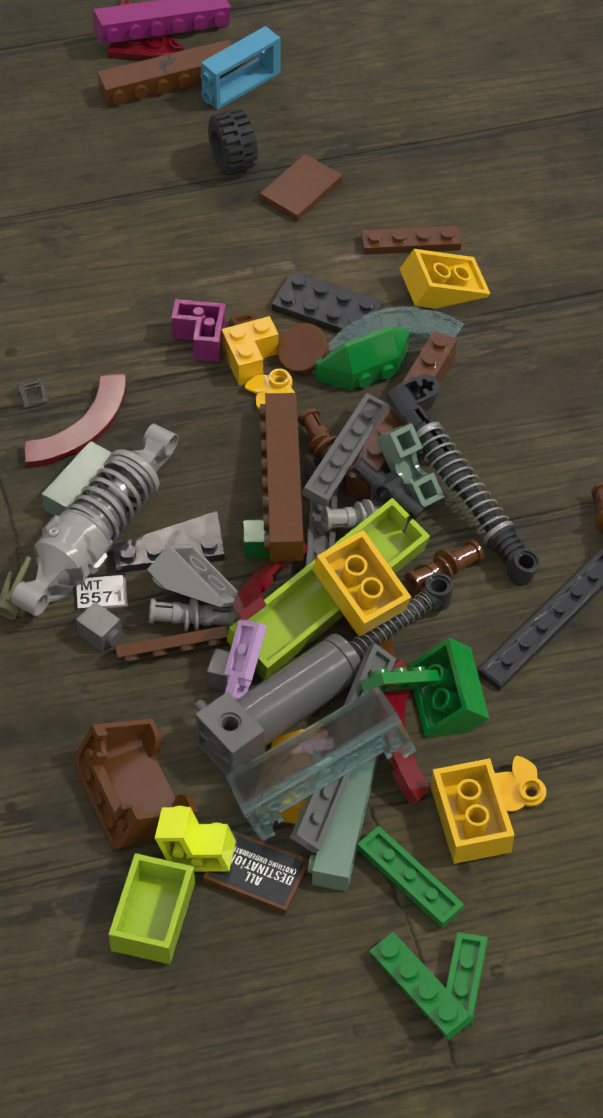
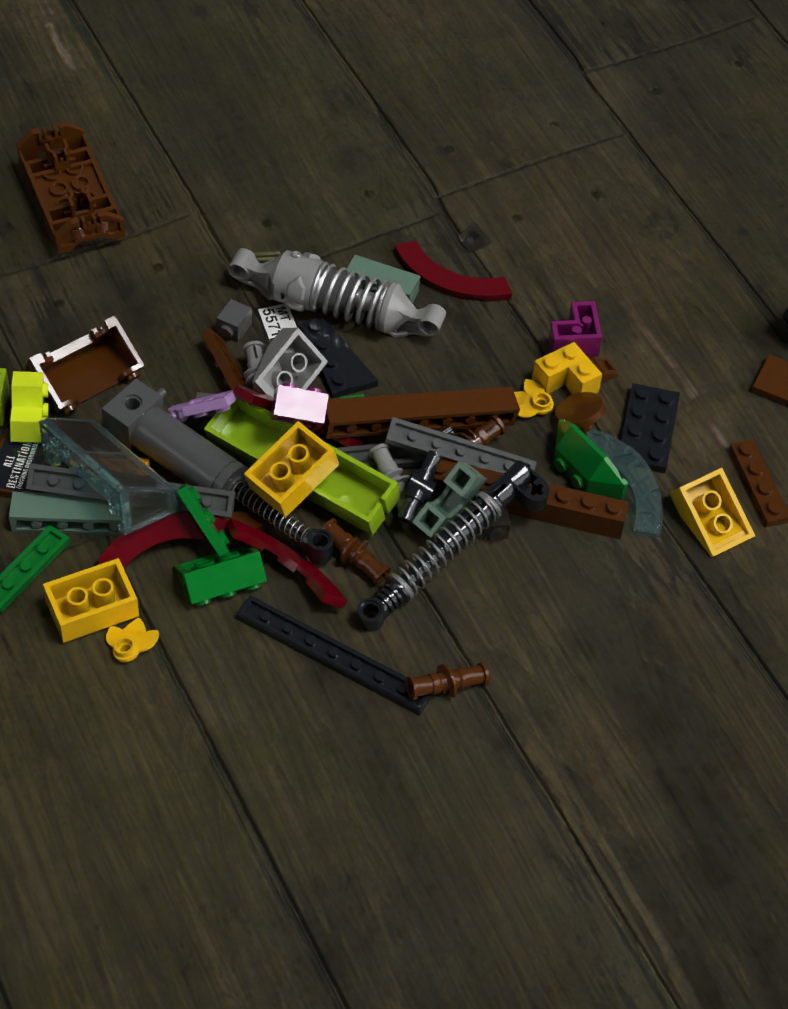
camera: 75 degrees right, 0 degrees up
(283, 558) = (300, 405): none -> brick
(422, 641) = (316, 580): none -> dark red tile

